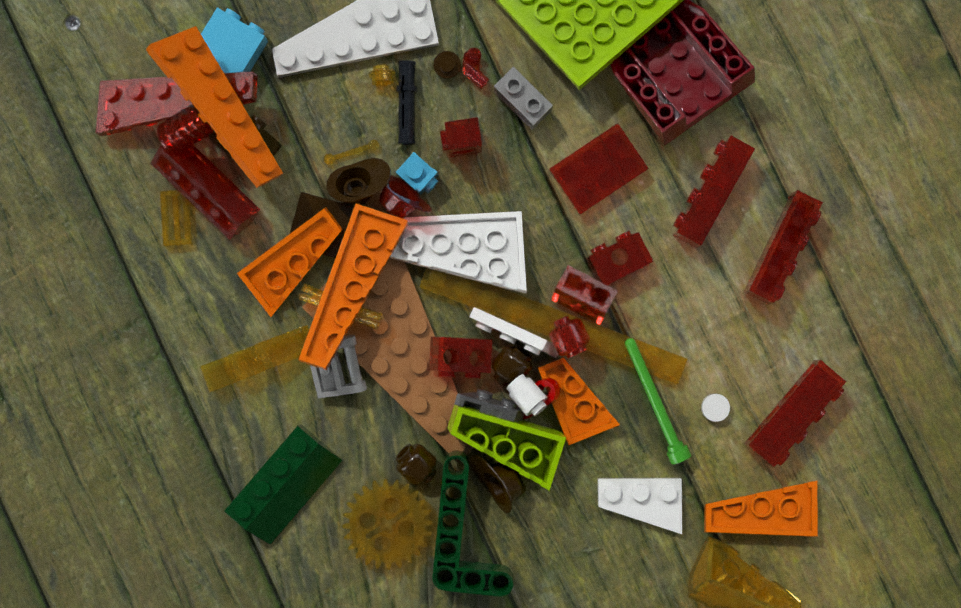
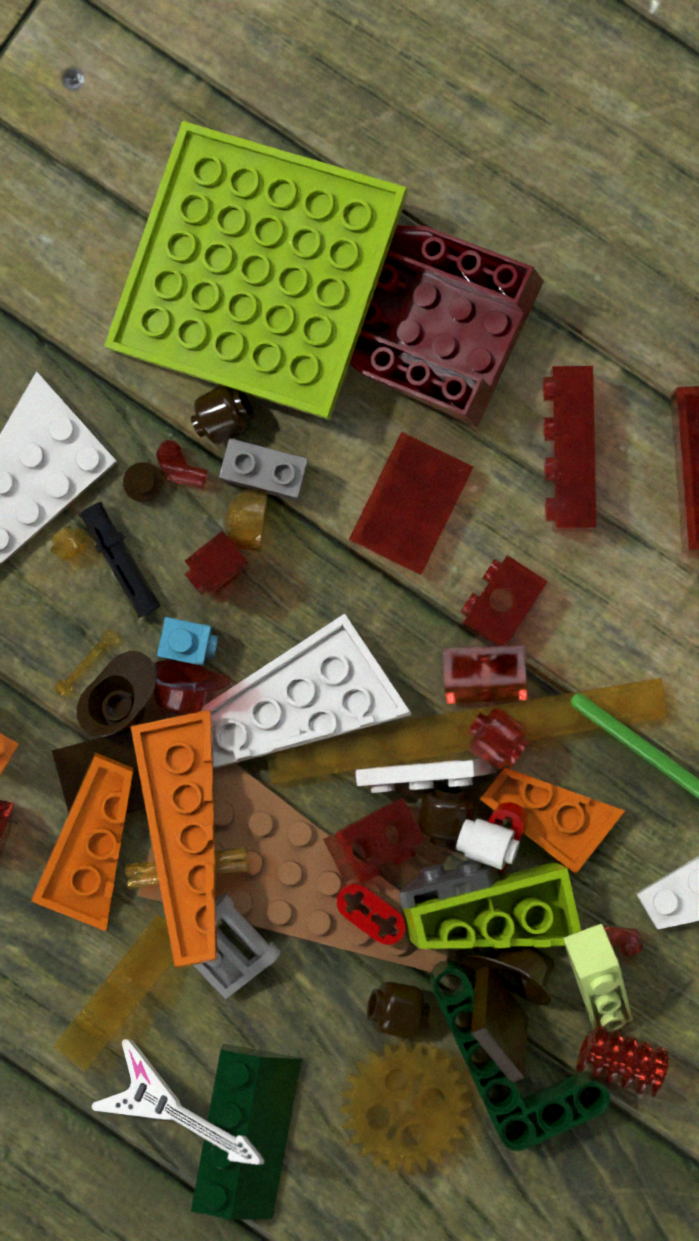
camera: 30 degrees left, 0 degrees up
(241, 432) = (153, 1098): none -> white piece
(427, 400) = (365, 922): none -> red beam
(471, 507) = (499, 1024): none -> dark brown tile
(495, 120) = (246, 519): none -> clear yellow hair
(517, 51) = (221, 414): none -> dark brown head
(534, 571) = (623, 1058): none -> clear red piece
(546, 515) = (599, 978): none -> yellowish green slope
(568, 495) = (625, 937): none -> clear red arm

